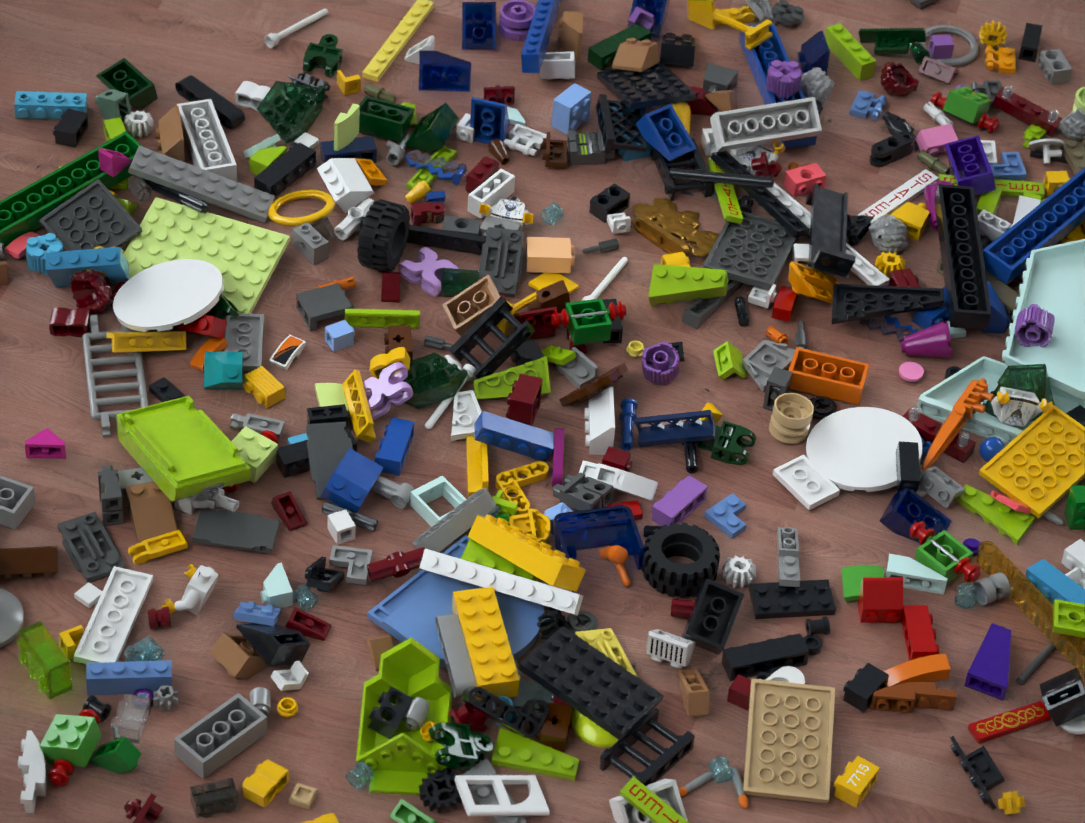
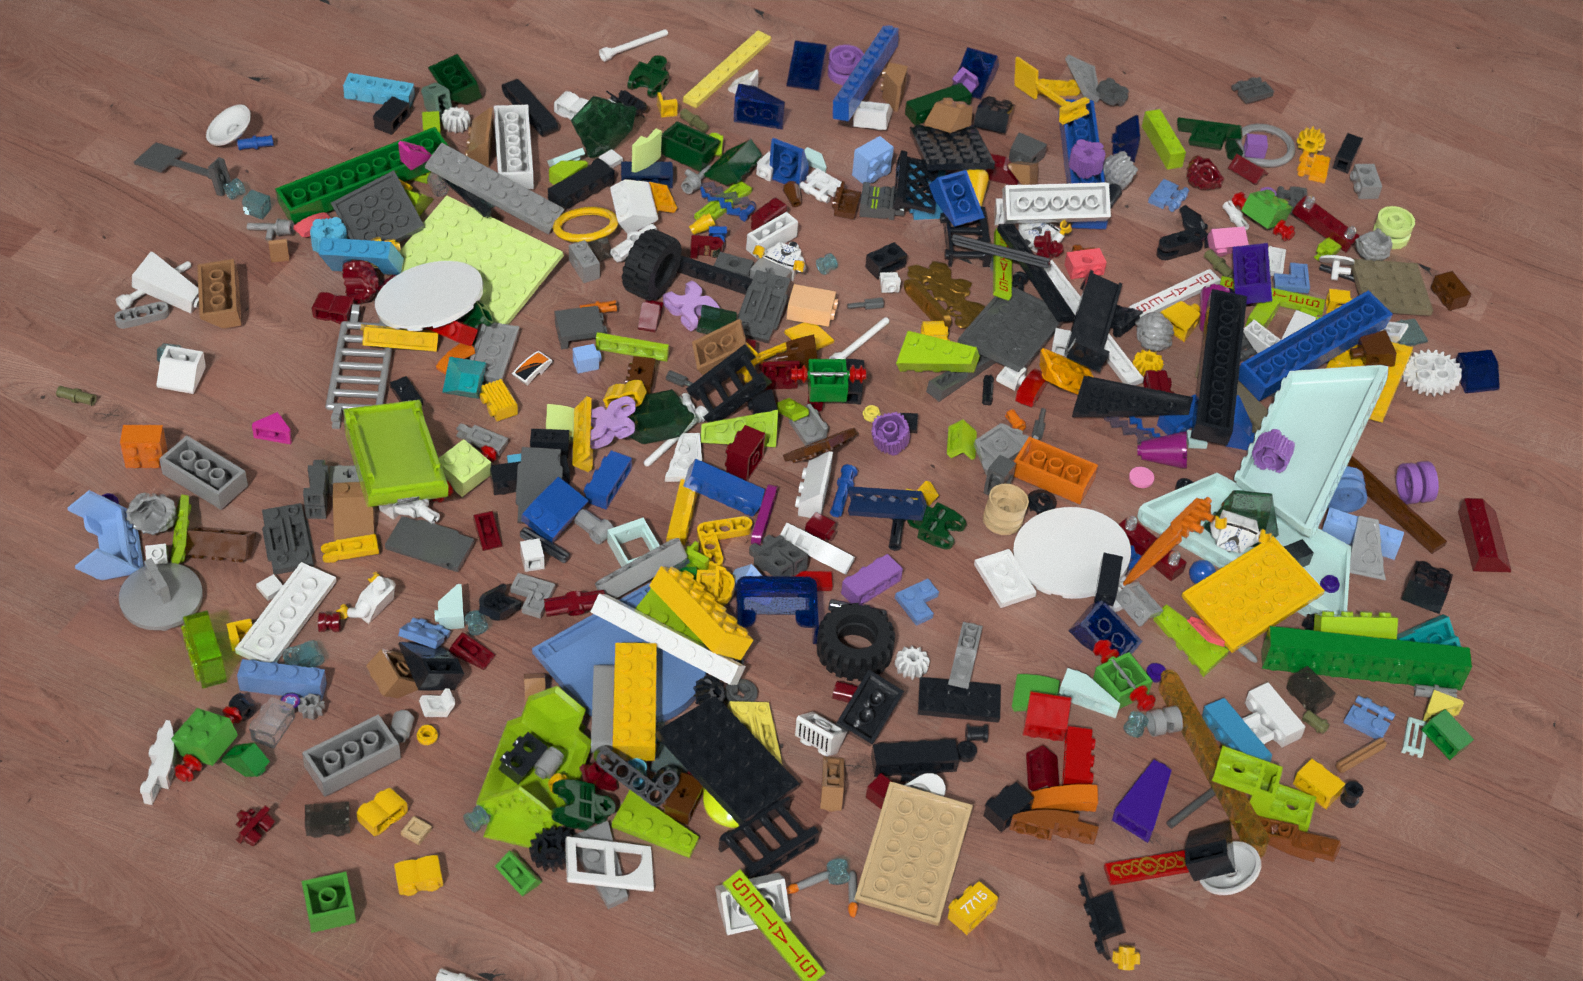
camera: 10 degrees right, 5 degrees up
(499, 94) = (807, 137): dark red hips -> none
(618, 556) = (794, 628): orange piece -> none
(887, 648) = (1042, 768): none -> dark red panel

